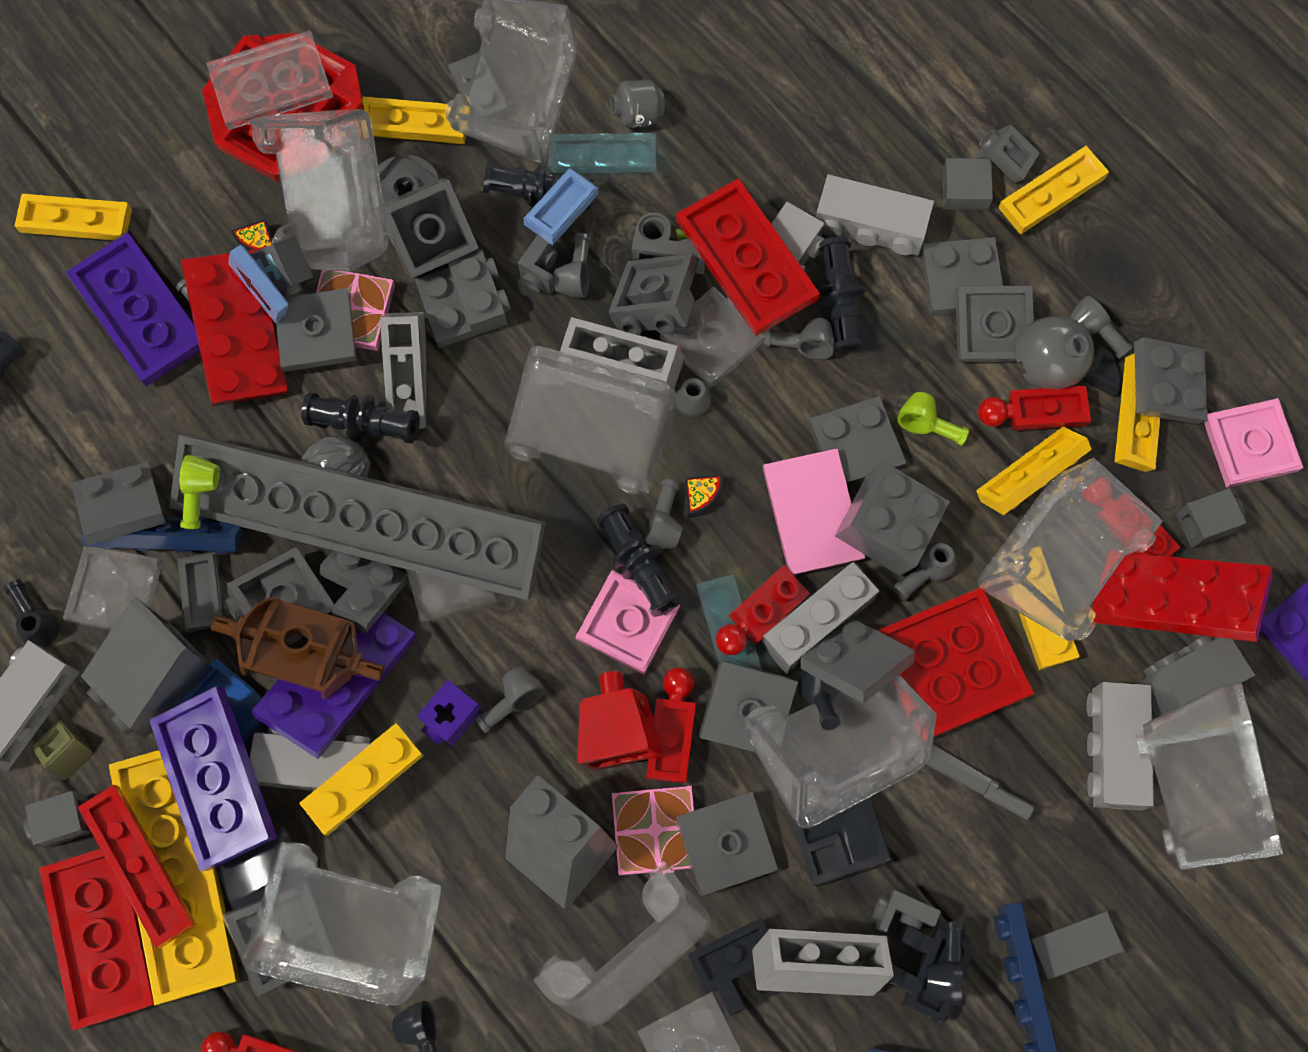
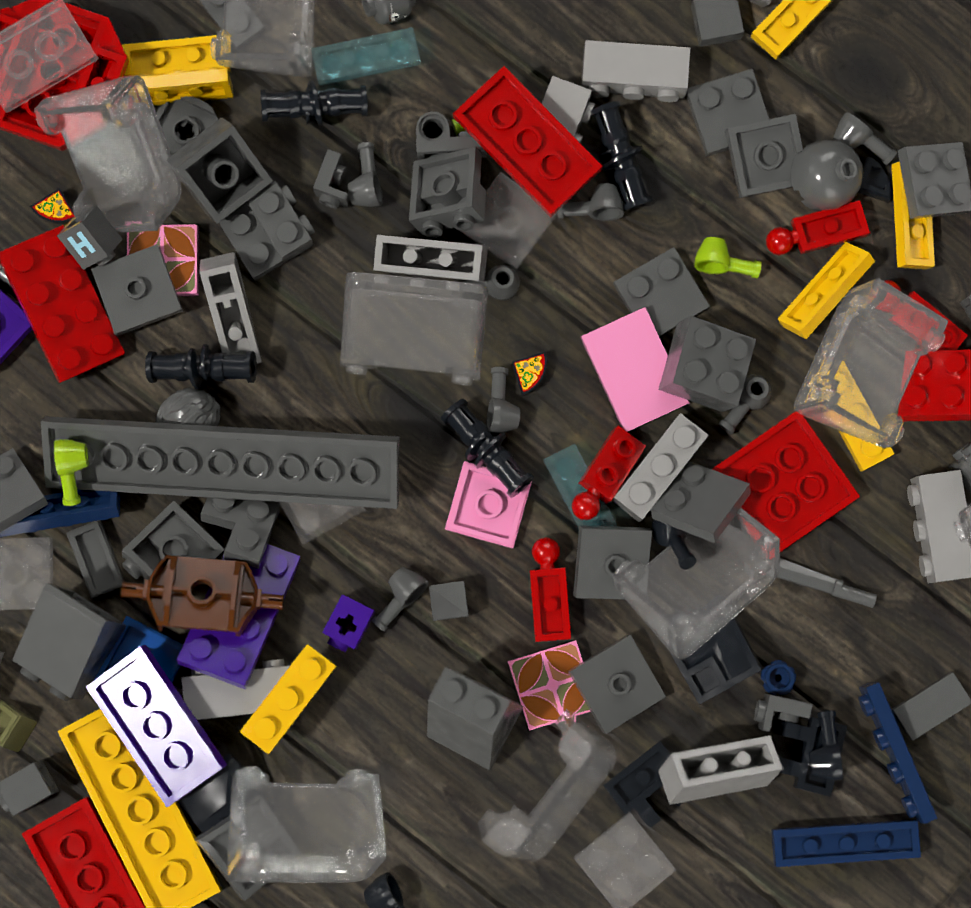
camera: 15 degrees left, 10 degrees up
(137, 866) = (109, 814): red plate -> none
(258, 283) = (76, 261): medium blue tile -> none
(437, 148) = (205, 85): none -> yellow plate
(561, 206) = (341, 124): medium blue tile -> none
(561, 714) = (448, 601): none -> dark grey slope
(616, 726) = (500, 602): red torso -> none
(918, 873) = (768, 676): none -> dark blue plate

